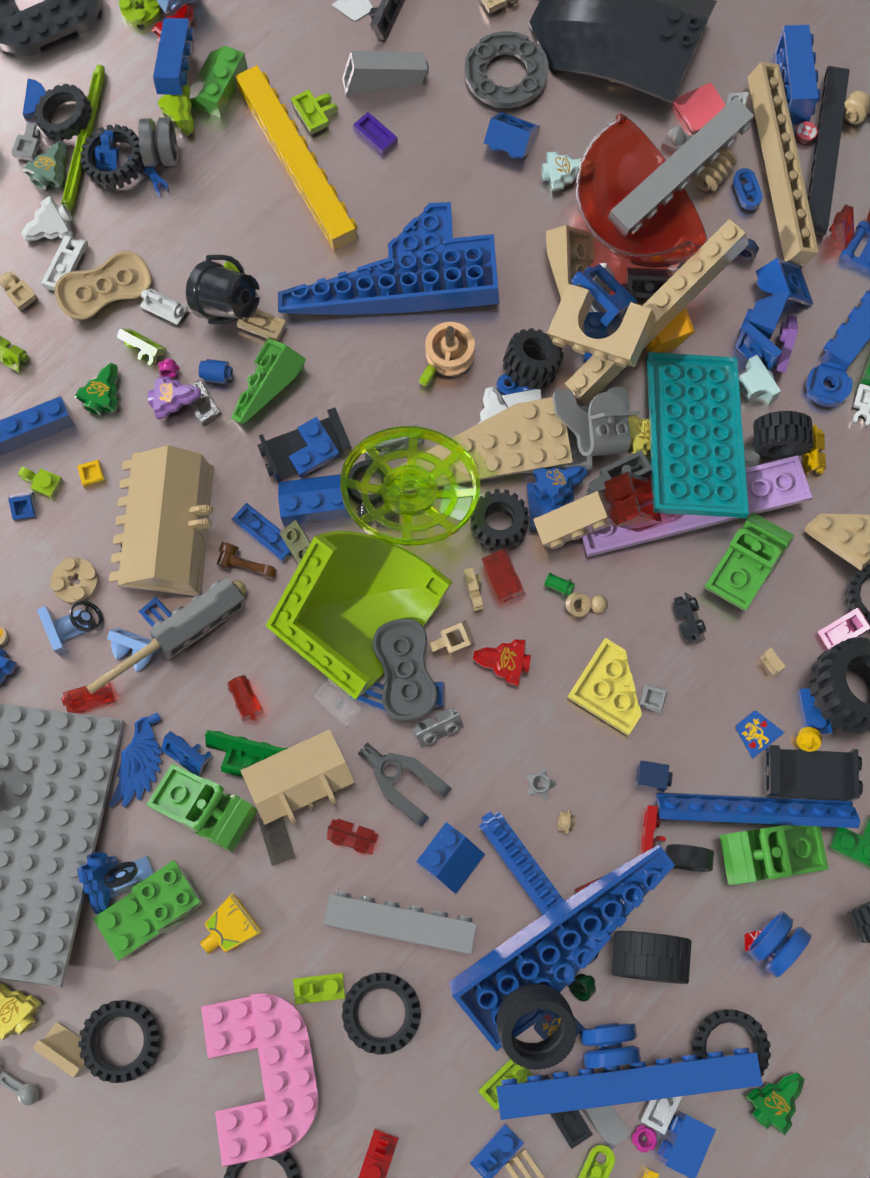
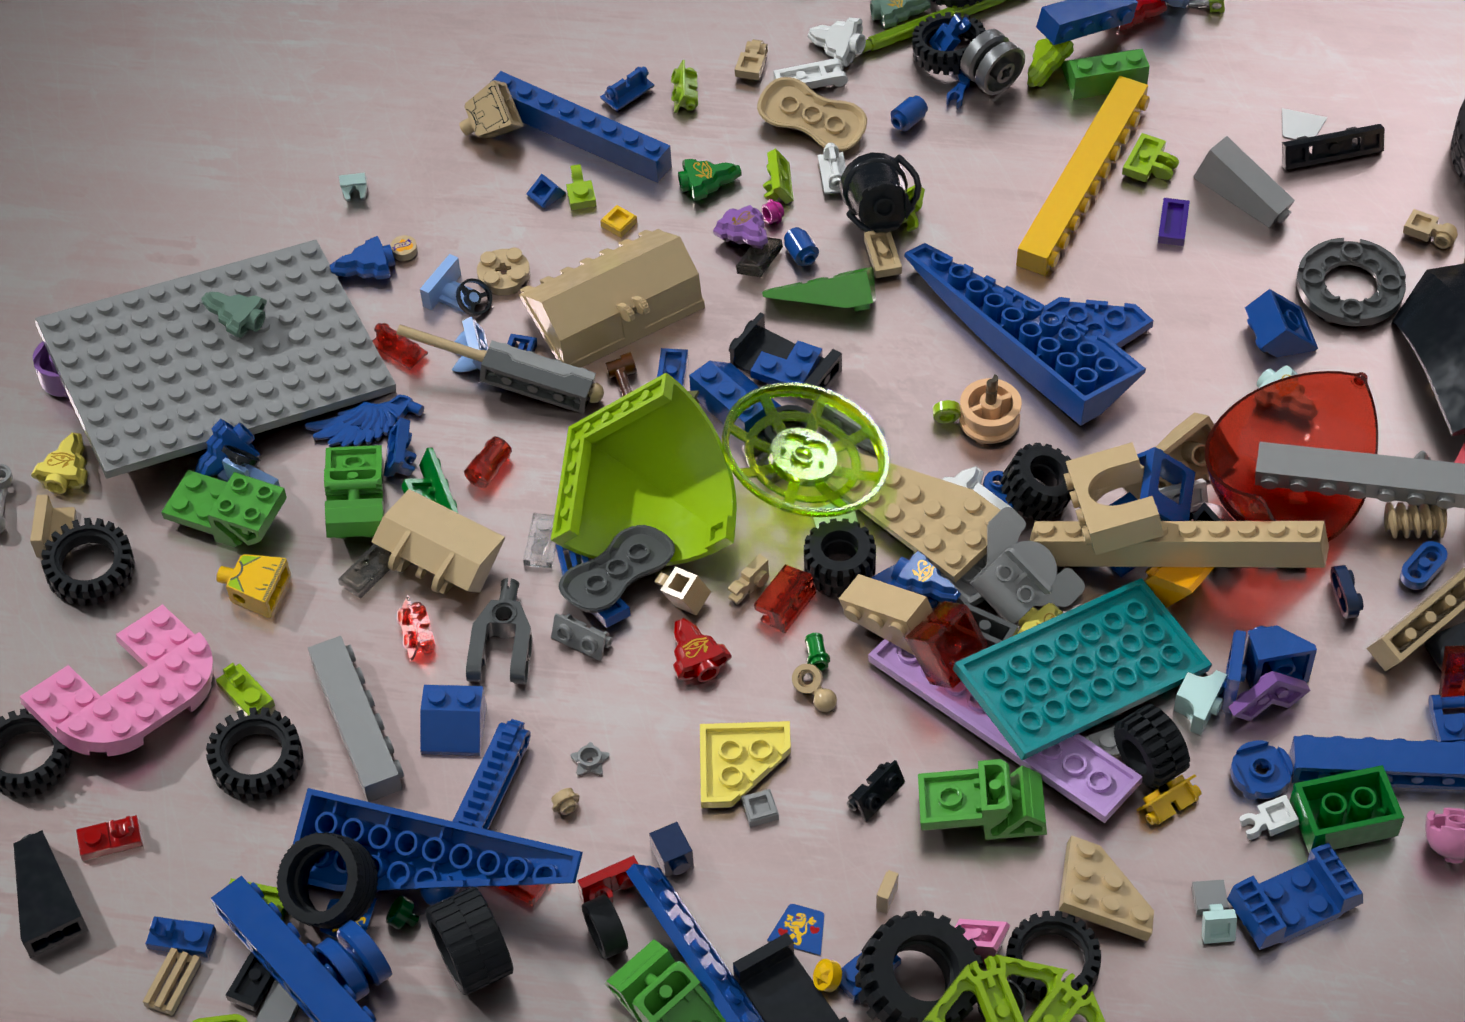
camera: 55 degrees right, 20 degrees down
(153, 224) = (908, 113): none -> blue brick
(784, 276) = (1345, 659): blue slope -> none

